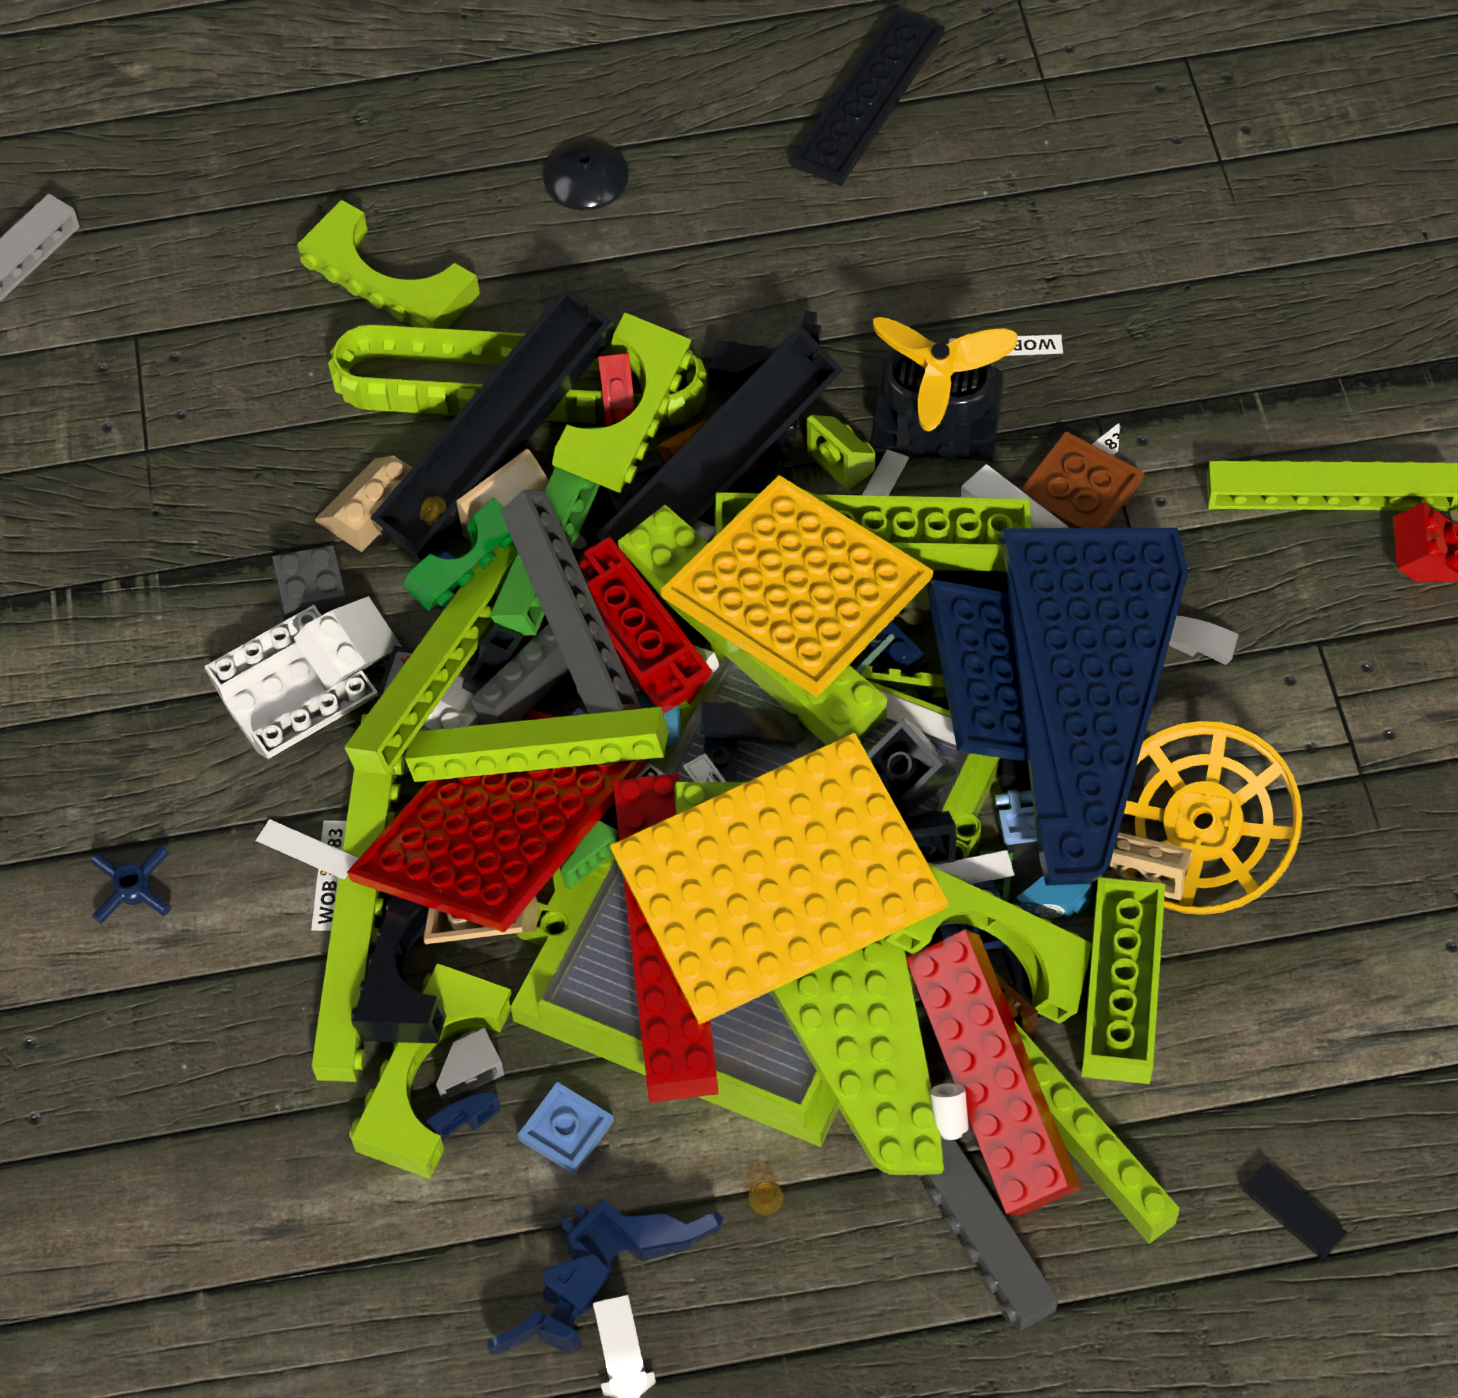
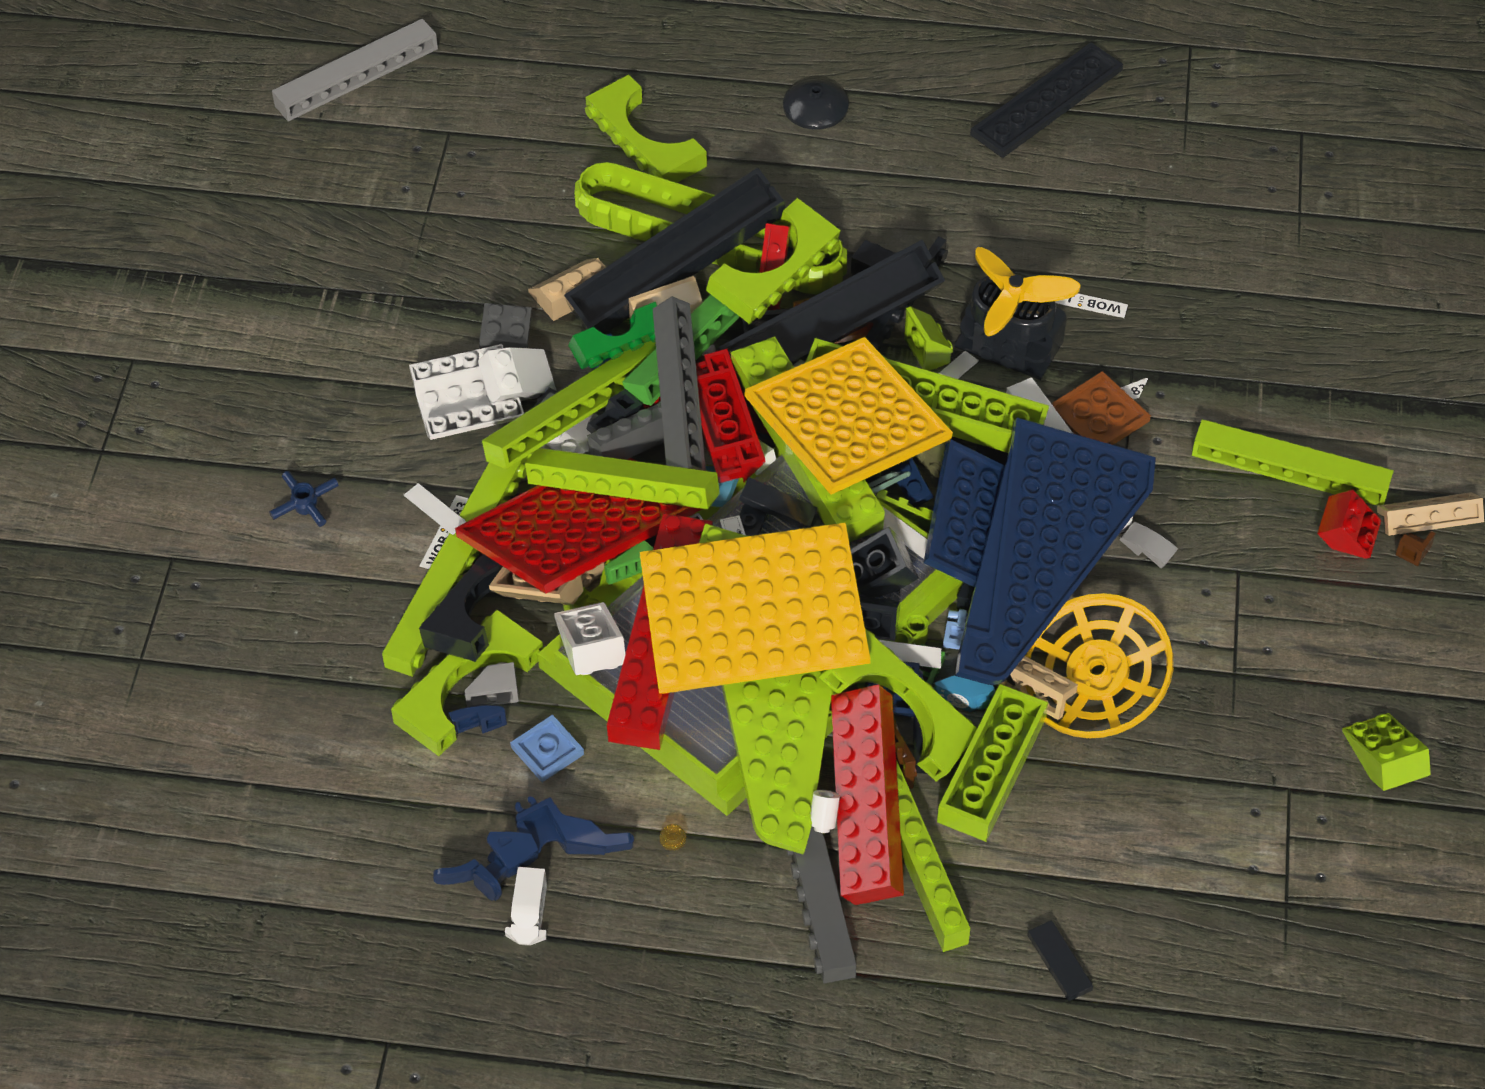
camera: 15 degrees right, 5 degrees down
(432, 510) = (611, 301): clear yellow plate -> none
(579, 972) = (591, 638): none -> white slope

